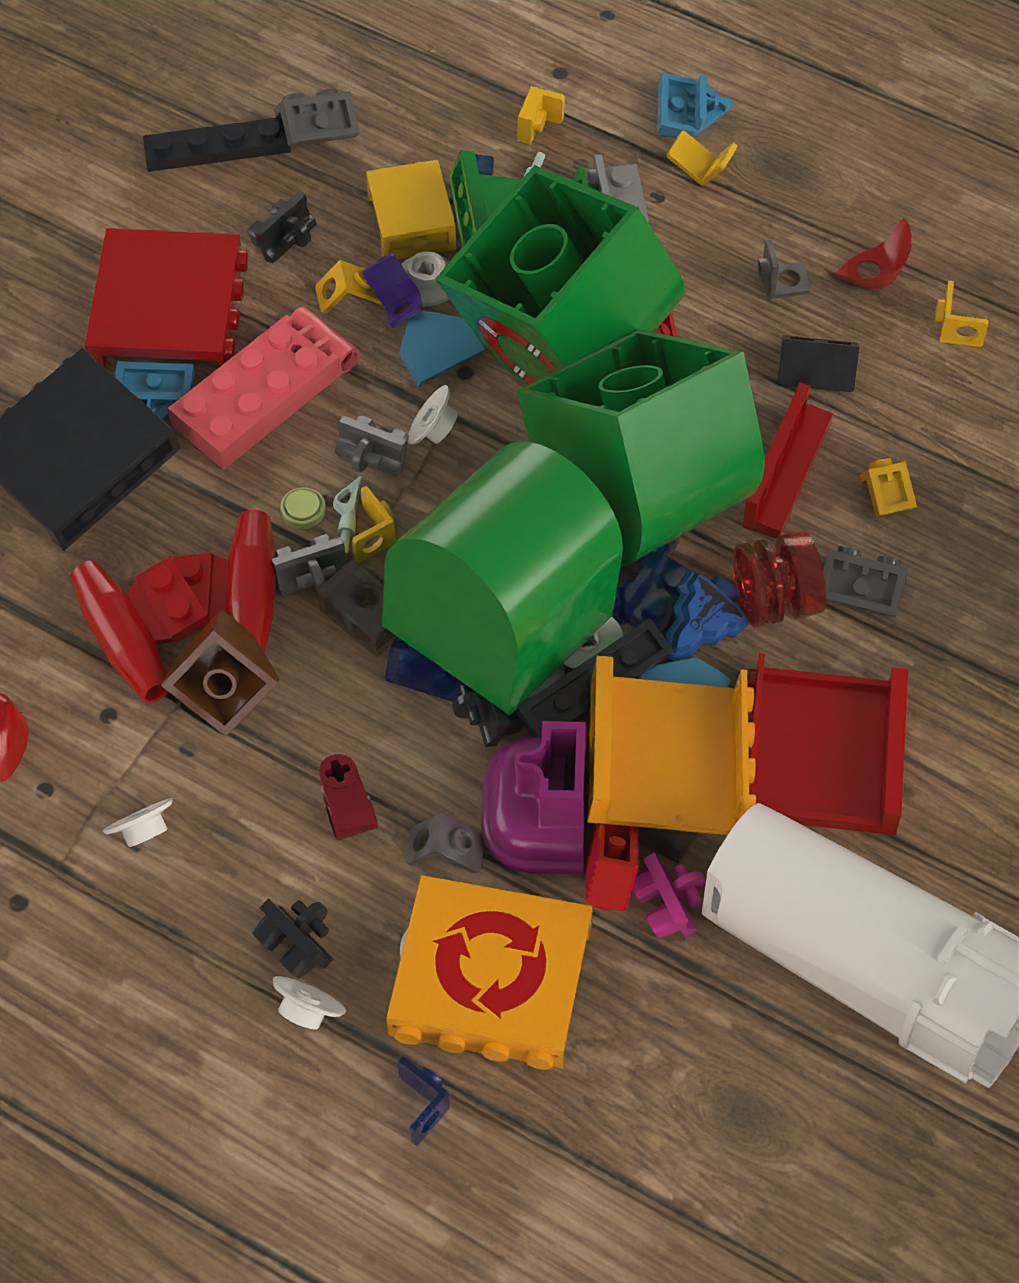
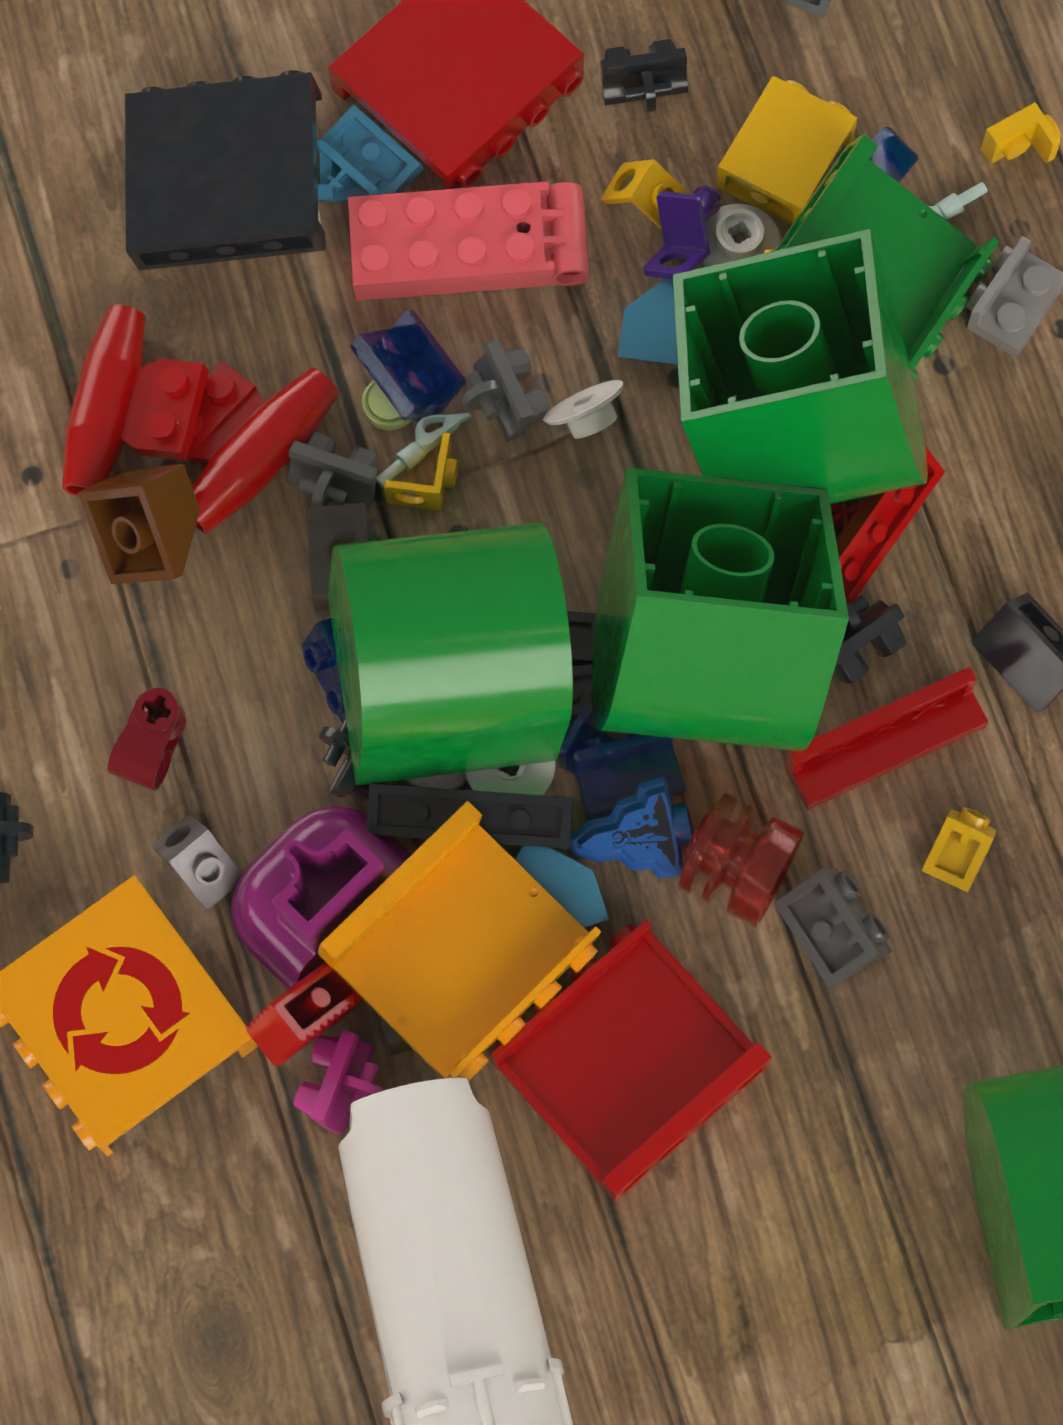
camera: 45 degrees right, 15 degrees up
(301, 470) = (410, 367): none -> clear blue bracket

